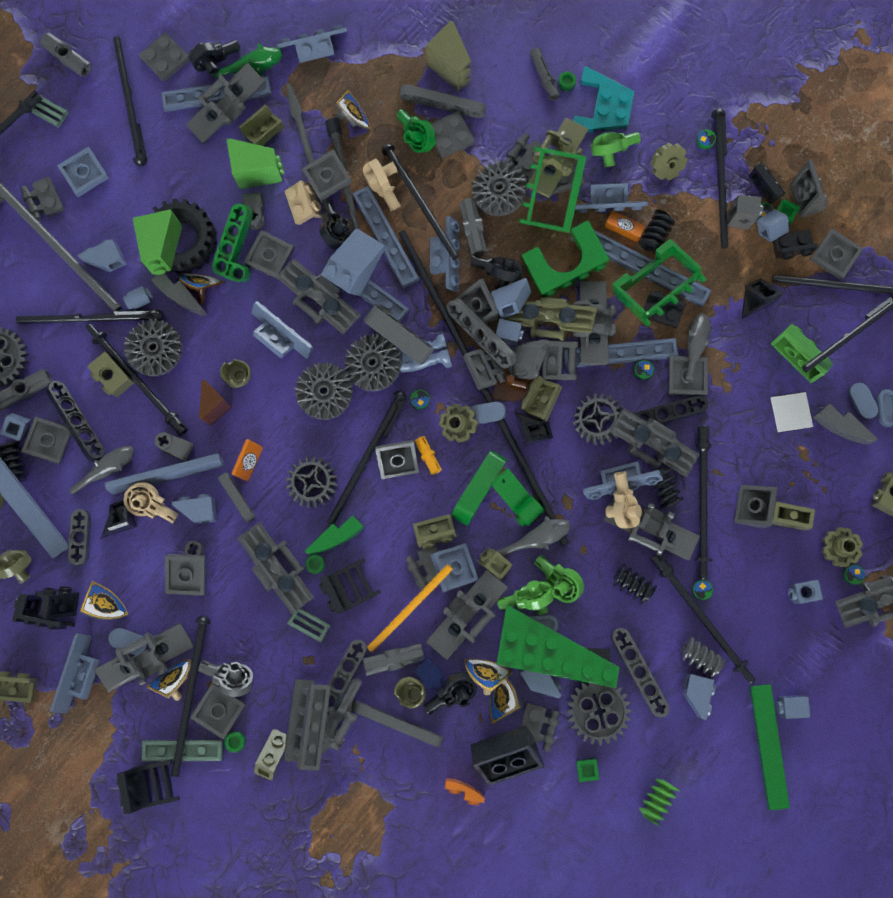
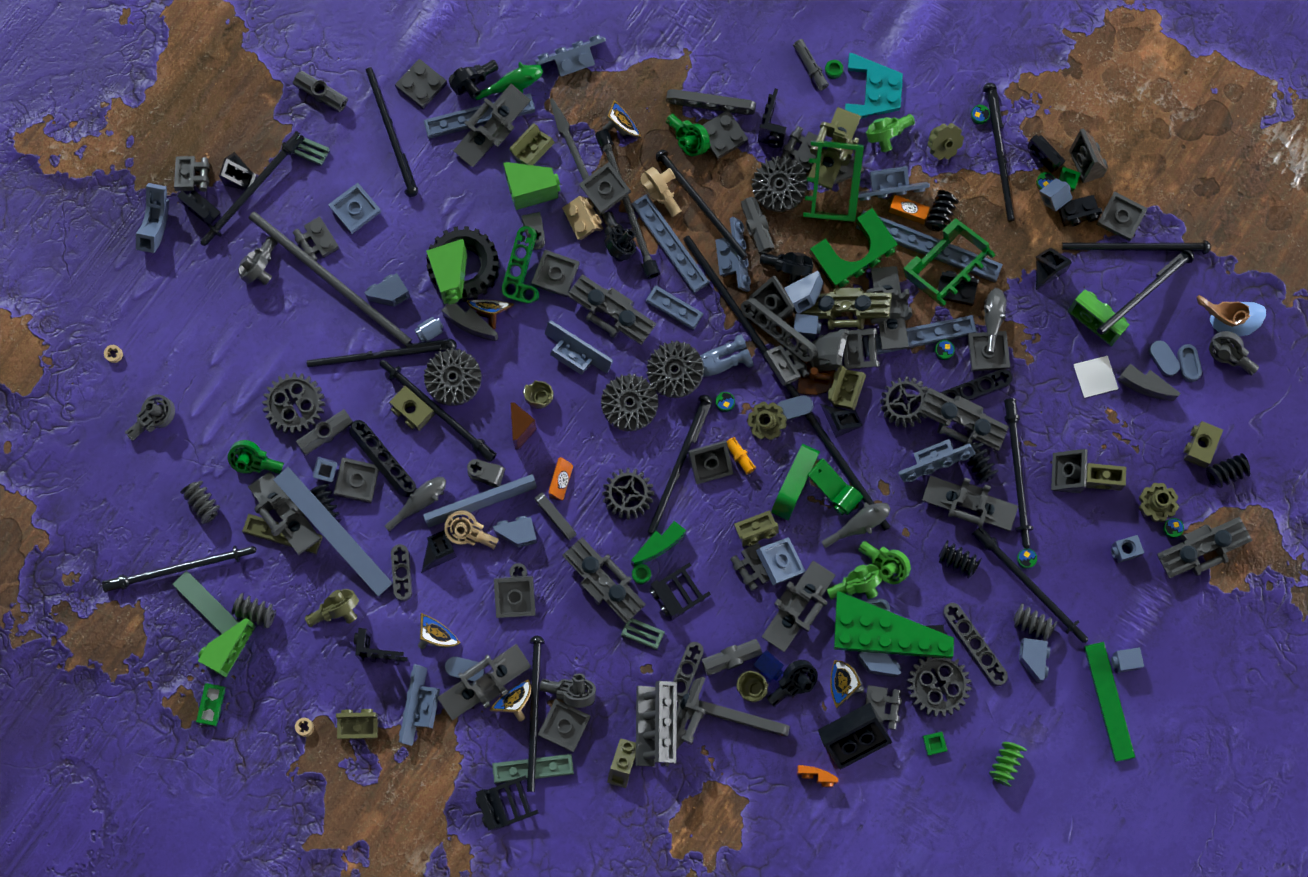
camera: 10 degrees left, 5 degrees down
(58, 602) = (393, 635): black bracket -> none
(235, 741) = (584, 754): green tile -> none
(354, 262) = (644, 272): sand blue slope -> none
(398, 334) = (698, 338): dark grey beam -> none
(409, 608) = (742, 604): light orange piece -> none
(449, 57) = (714, 58): olive slope -> none
(486, 673) = (825, 660): shield -> none
(494, 563) = (820, 553): olive bracket -> none
(495, 135) = (771, 133): none -> black plate
(626, 508) = (942, 484): tan pin -> none
(744, 212) = (1026, 184): dark grey brick -> none

